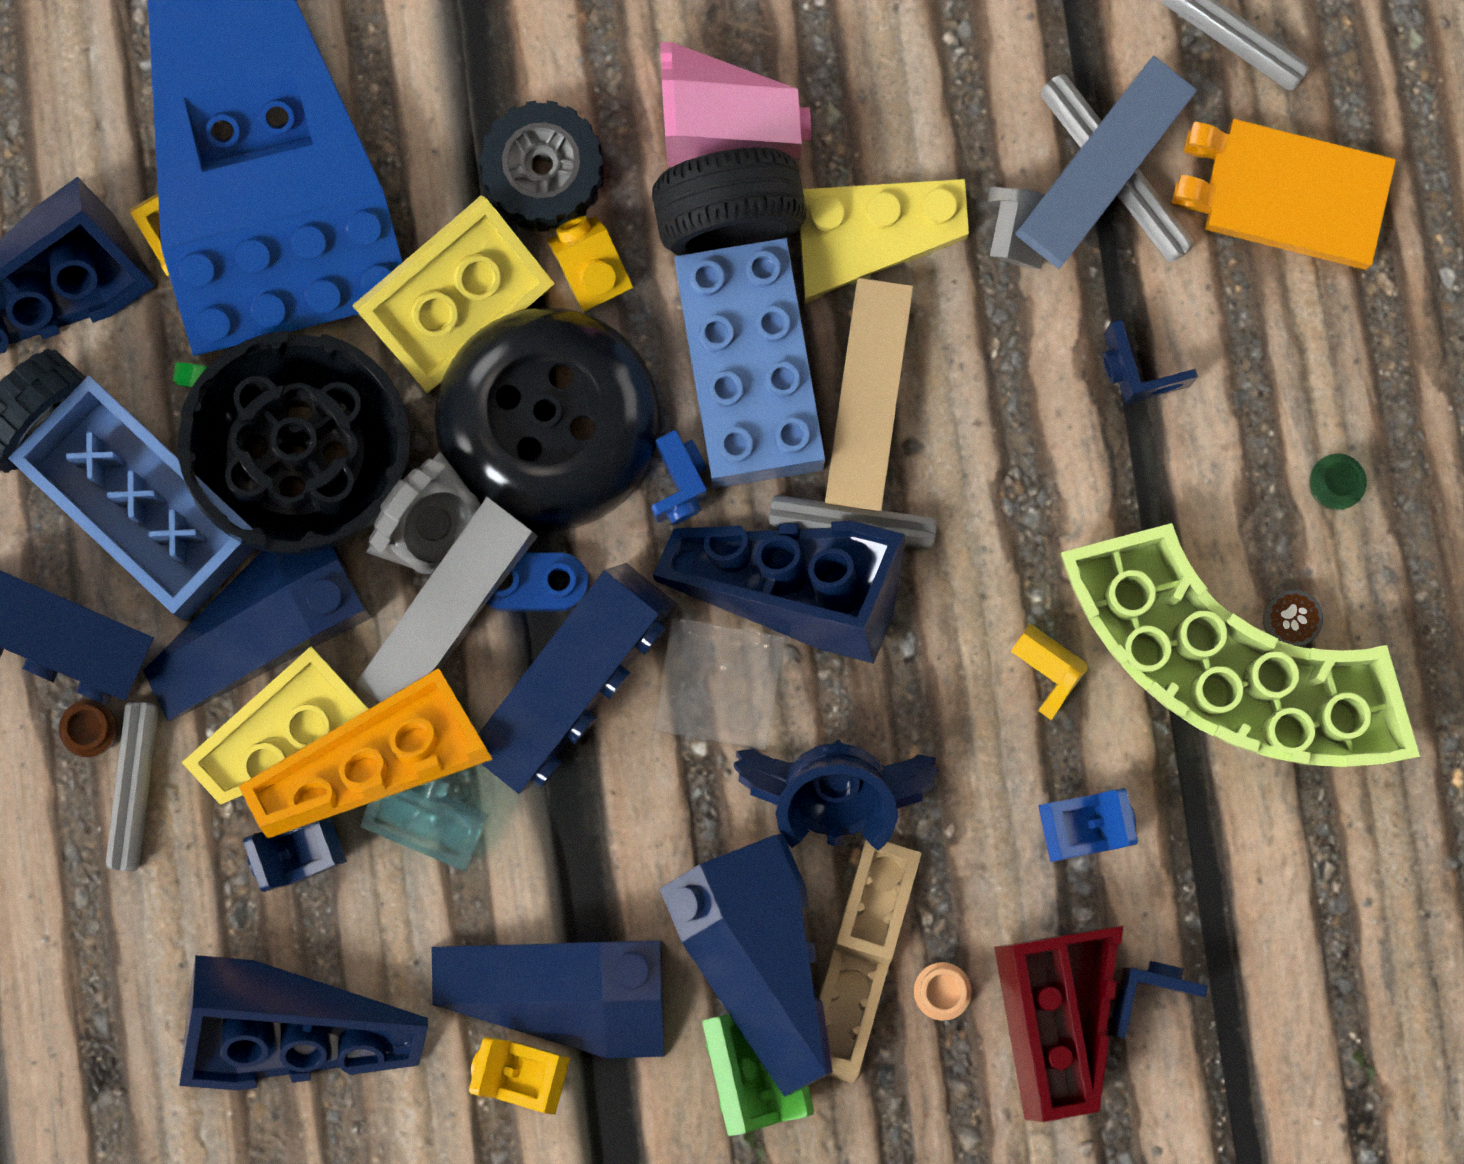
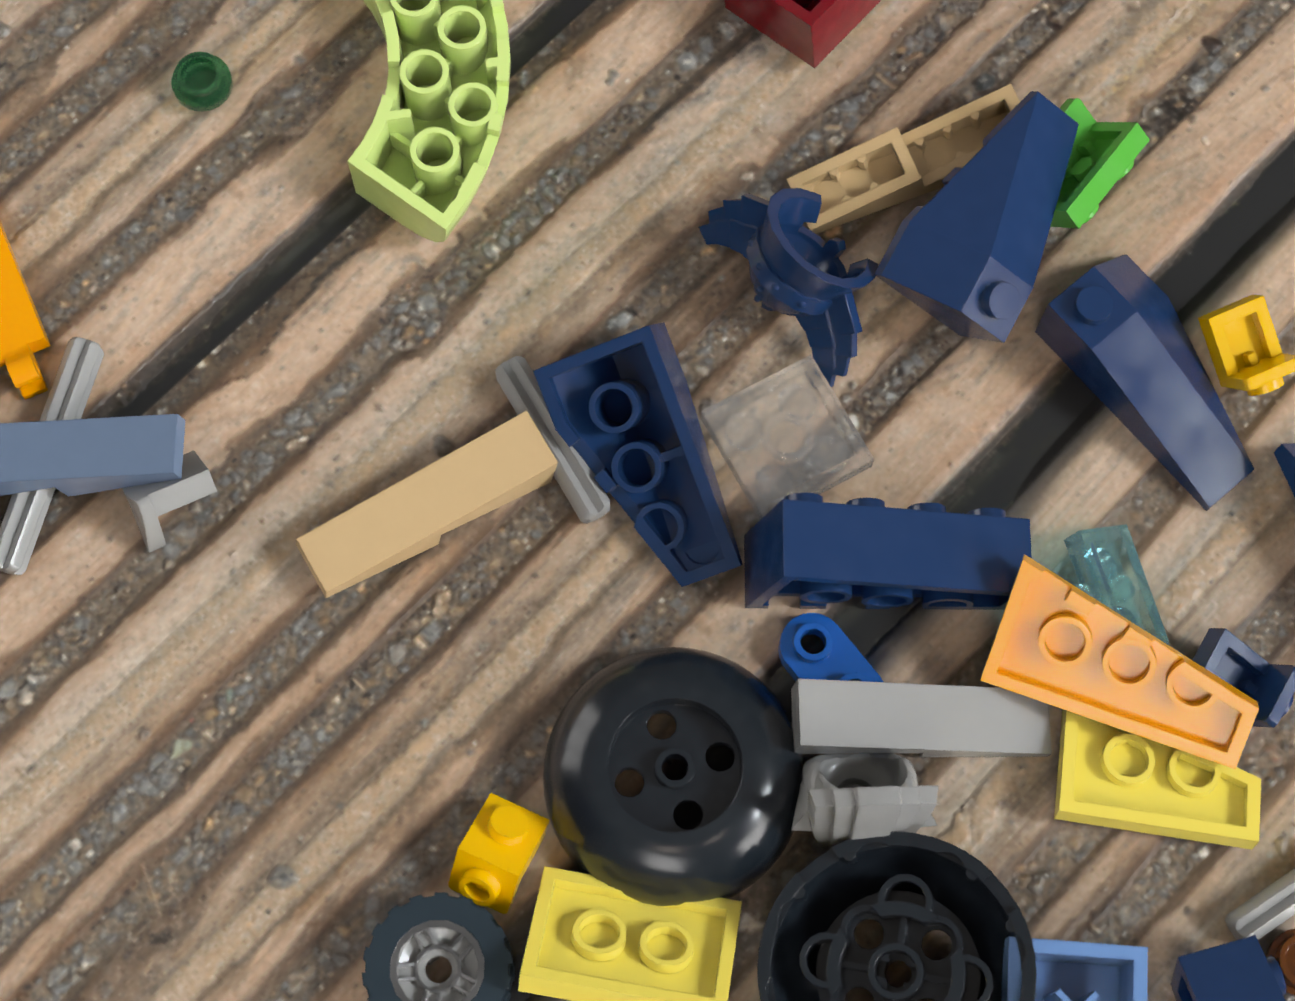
camera: 130 degrees left, 10 degrees down
(256, 624) = (1085, 882): dark blue wedge -> none
(684, 466) = (621, 614): blue bracket -> none
(725, 107) = (255, 838): bright pink slope -> none
(729, 200) = (347, 746): black tyre -> none
(749, 363) = (481, 626): medium blue brick -> none
(875, 227) = (267, 623): light yellow wing -> none
(942, 991) = (884, 81): light nougat plate -> none
(1053, 662) = (541, 185): yellow tile -> none
(1088, 824) = (654, 64): blue bracket -> none
(1122, 369) = (234, 311): dark blue bracket -> none
(1293, 617) = (350, 37): tile -> none

